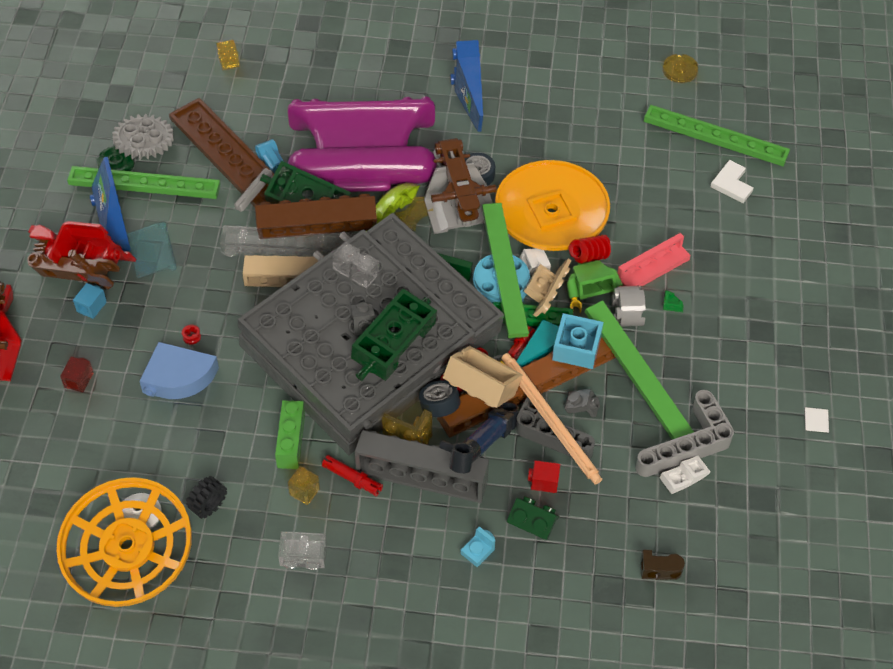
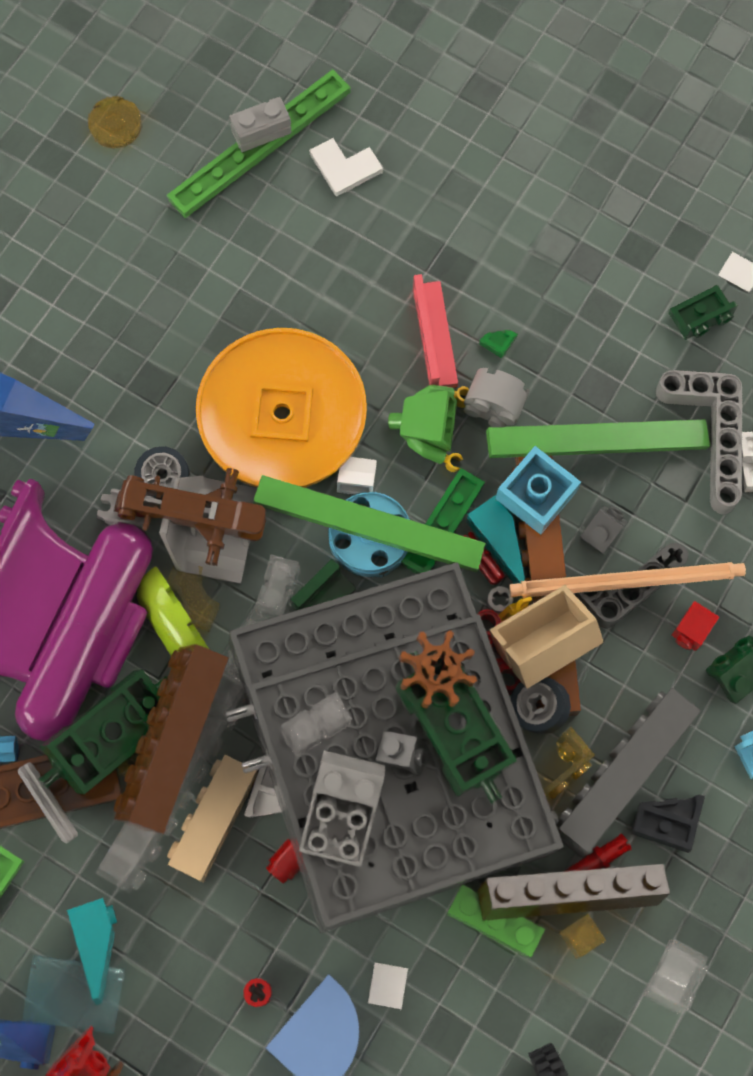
camera: 65 degrees left, 20 degrees up
(181, 243) = (94, 940): none -> teal slope
(225, 399) = (388, 985): none -> white sticker
(313, 296) = (342, 808): none -> light grey slope
(328, 461) = (572, 892): none -> brick
(405, 511) = (669, 821): none -> black wing
(419, 299) = (450, 668): none -> dark orange gear
(447, 242) = (273, 598): none -> clear piece
(499, 424) = (645, 689): black piece -> none
(544, 284) = (413, 483): tan bracket -> none
(590, 248) = (382, 397): red piece -> none
(724, 124) = (260, 124): none -> light grey brick
(768, 403) = (701, 312): none -> dark green bracket

